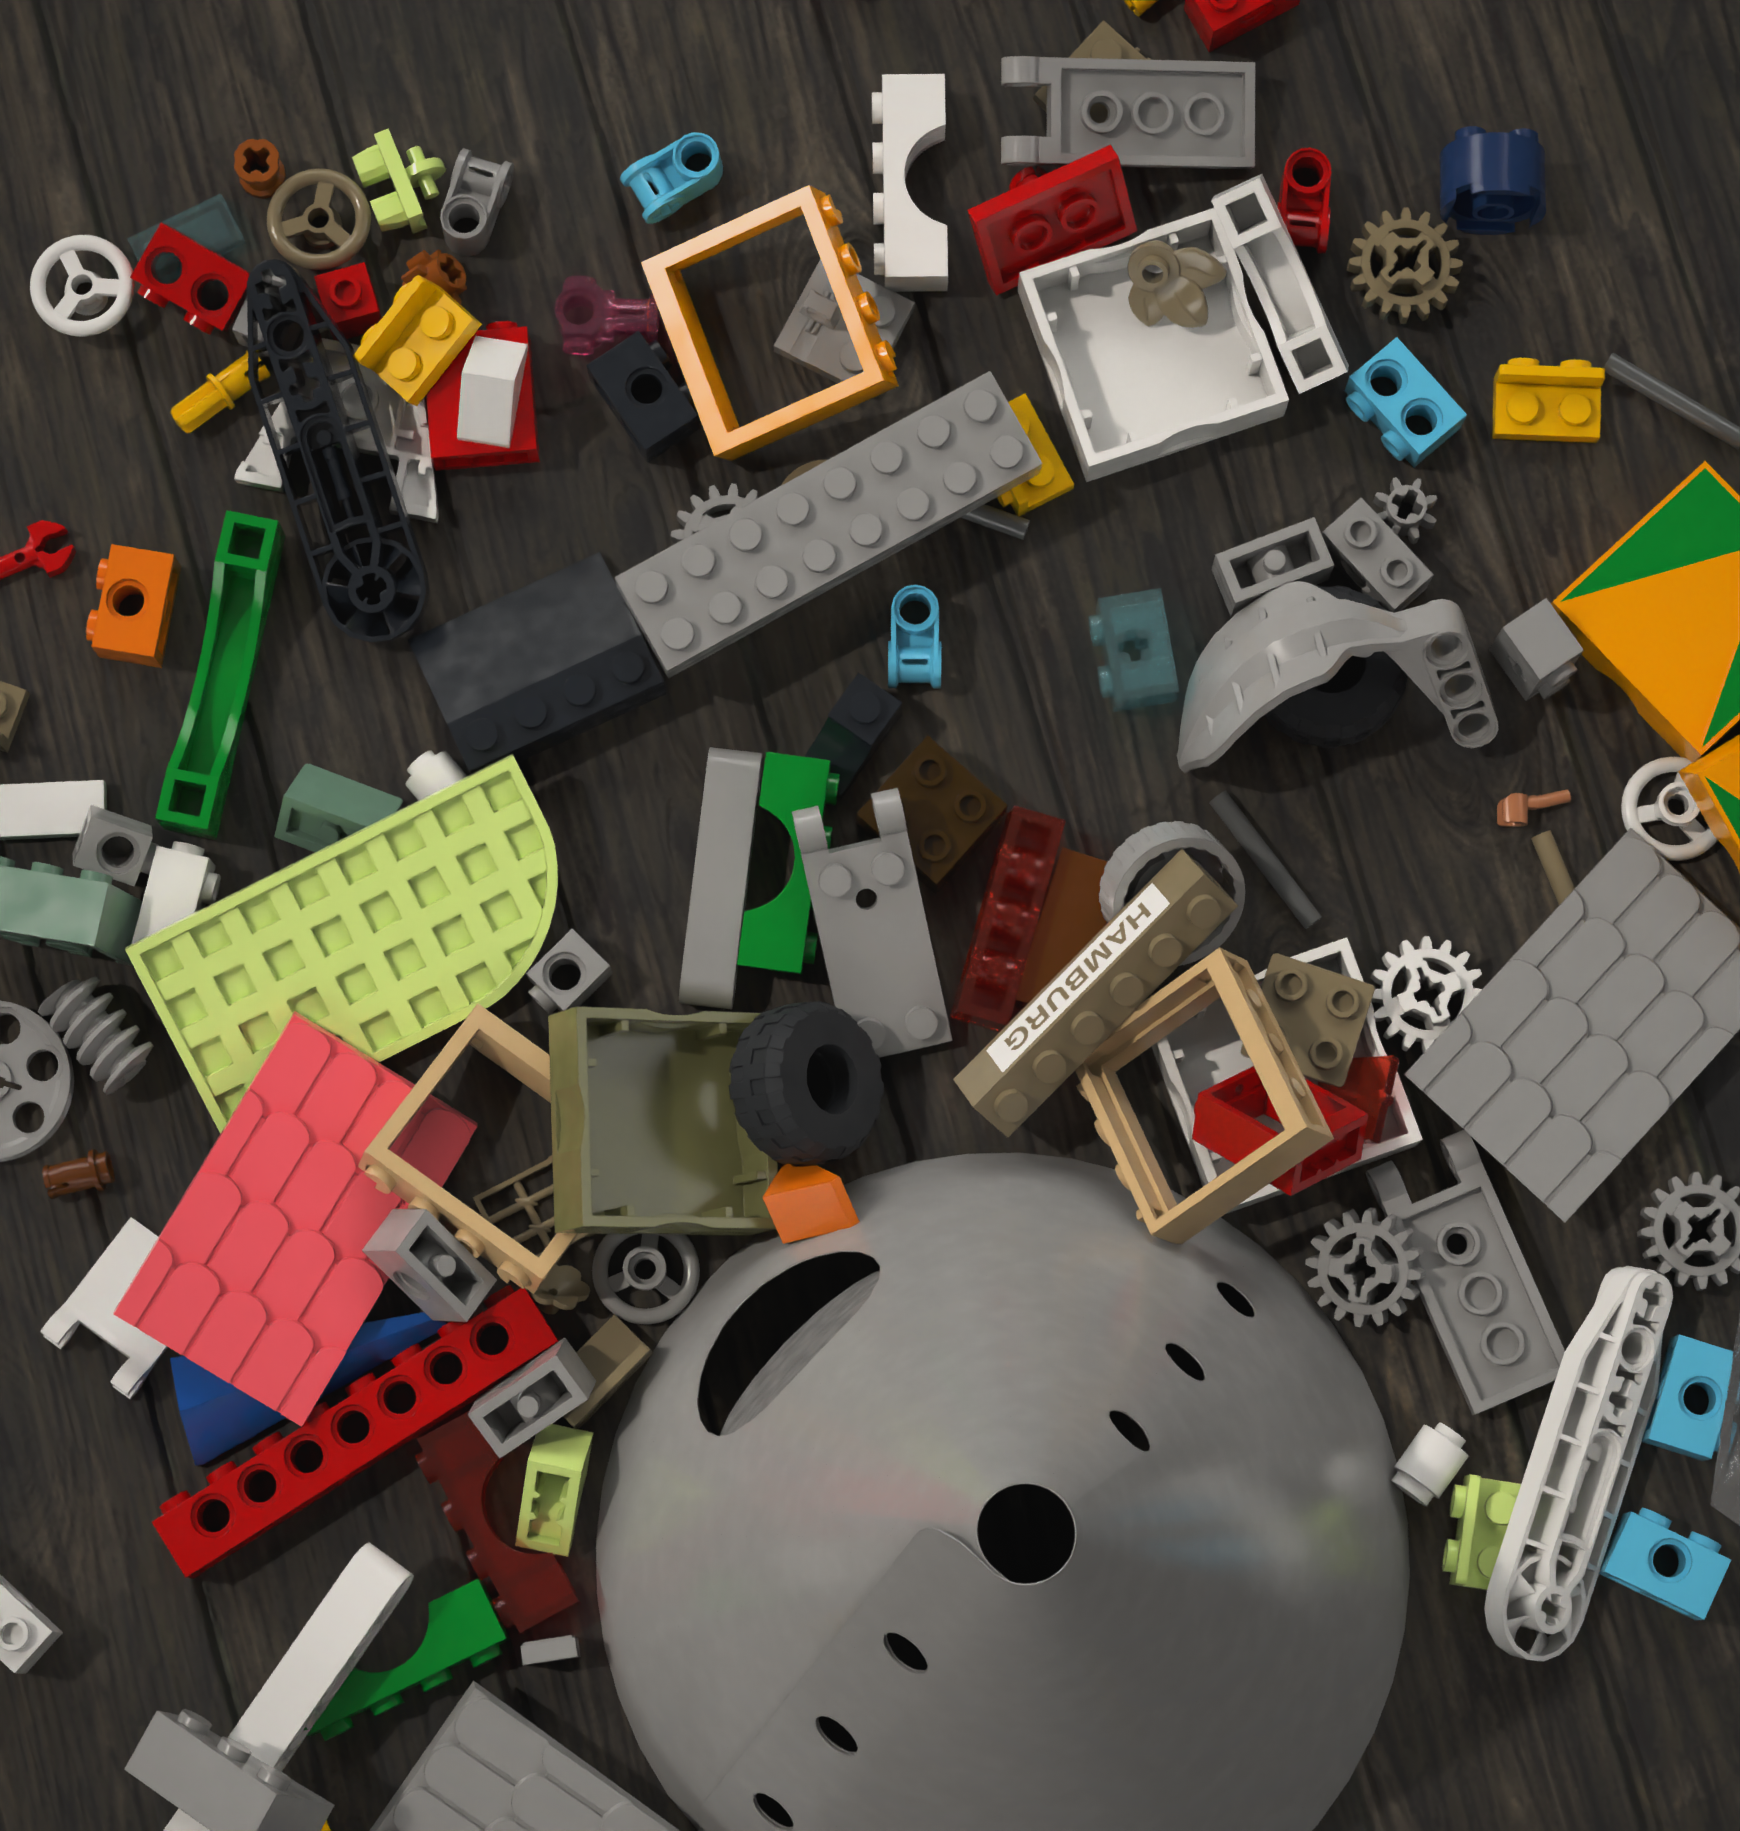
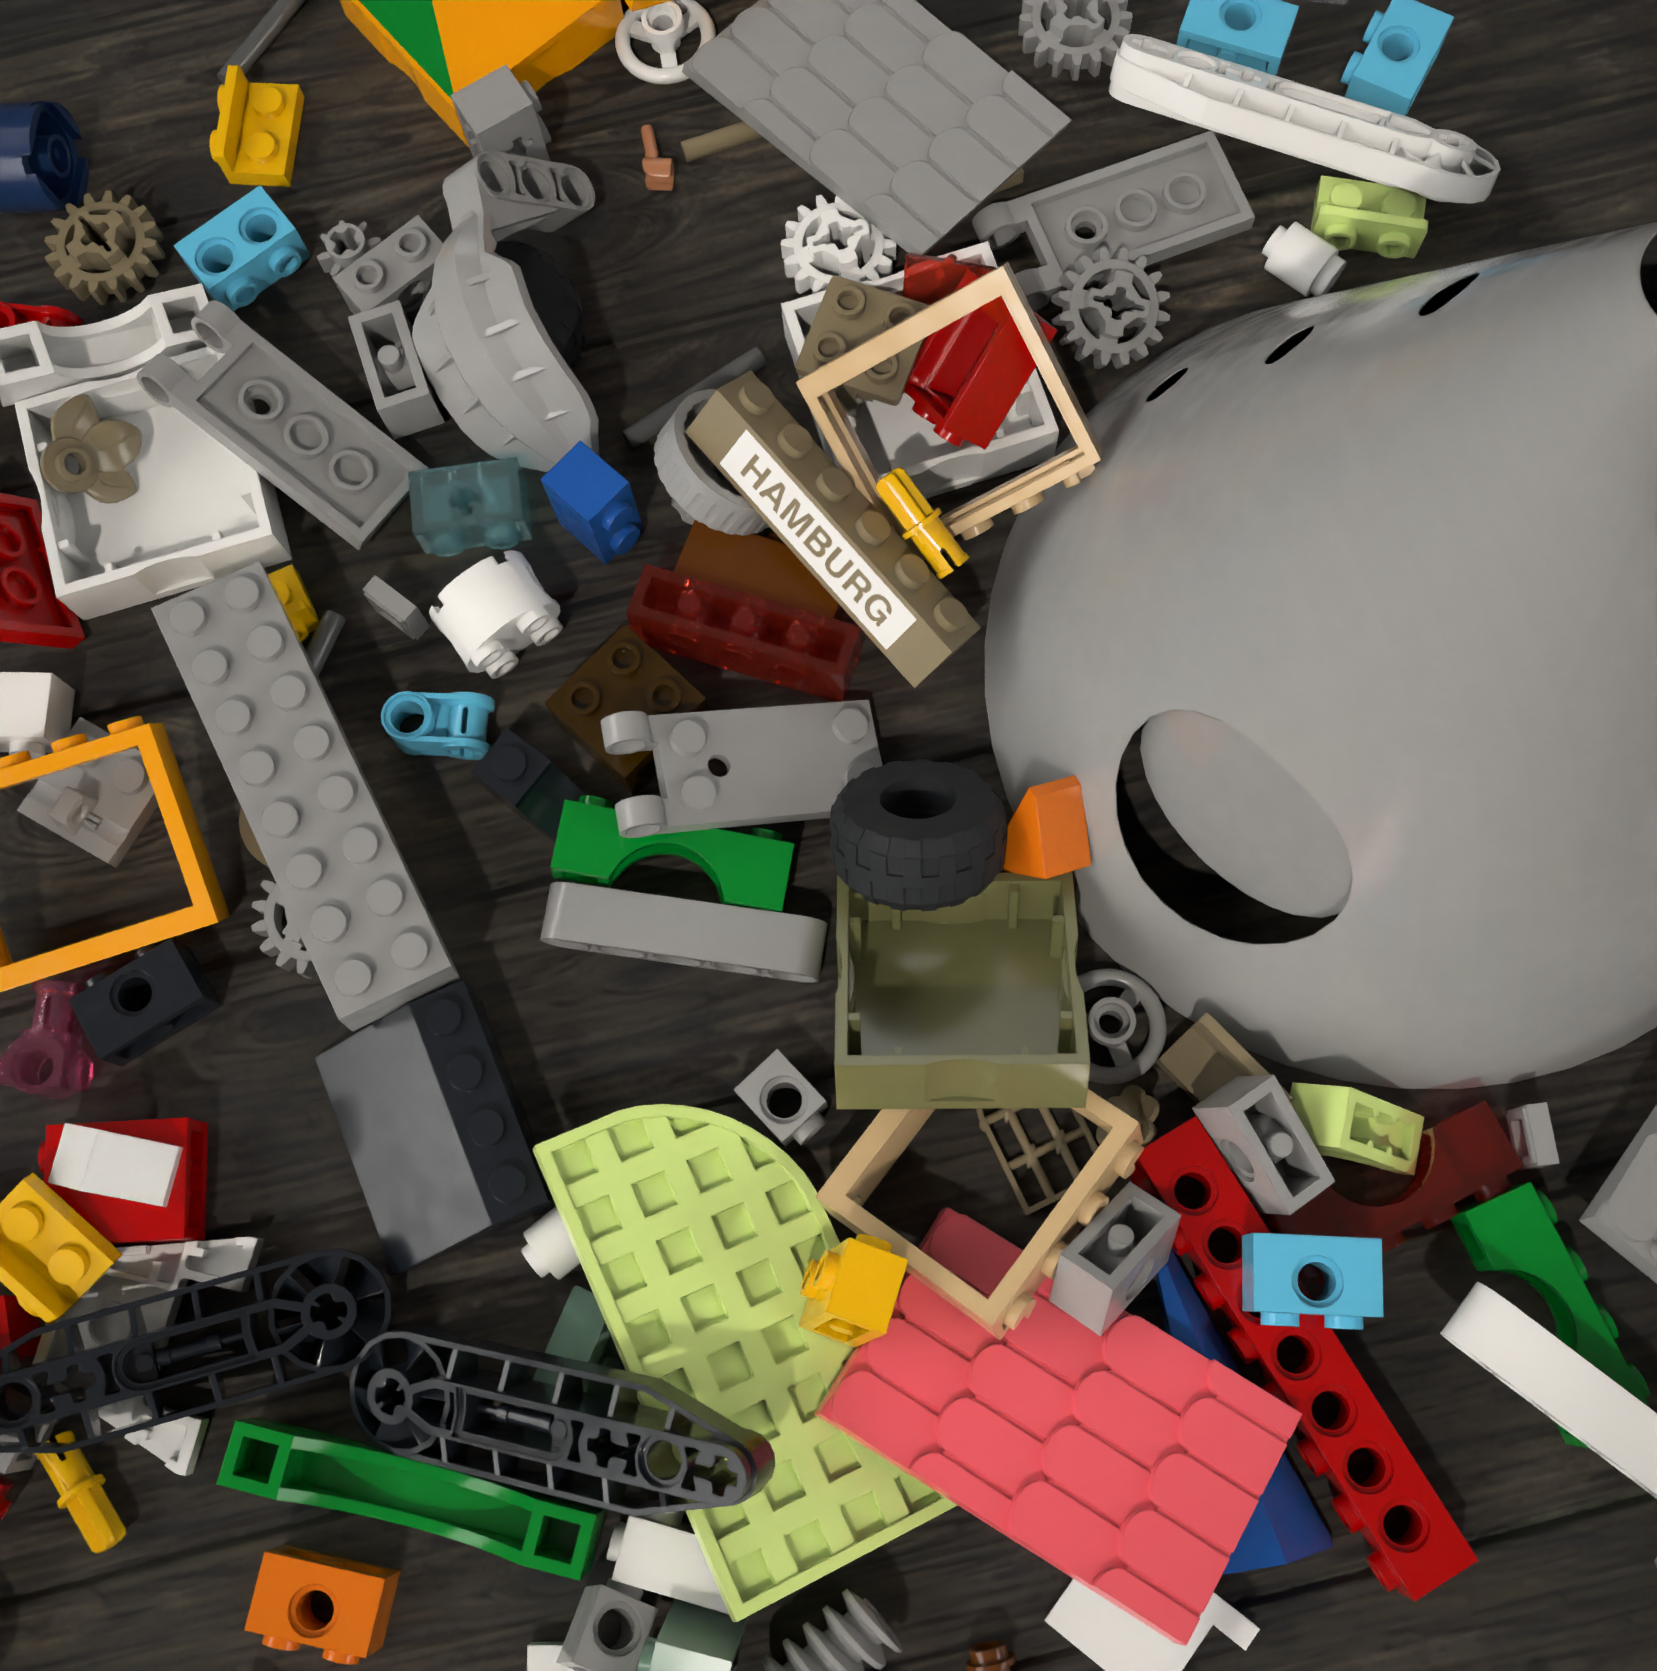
camera: 80 degrees left, 5 degrees down
(299, 701) = (452, 1402): none -> black beam
(396, 1035) = (852, 1290): none -> yellow brick
(431, 1462) = (1349, 1269): none -> medium azure brick
(1020, 684) = (496, 613): none -> white brick
(1029, 587) = (395, 608): none -> light grey tile
(1097, 1074) = (920, 521): none -> yellow axle
(1131, 768) = (593, 503): none -> blue brick
(1186, 490) = (307, 441): none -> light grey hinge

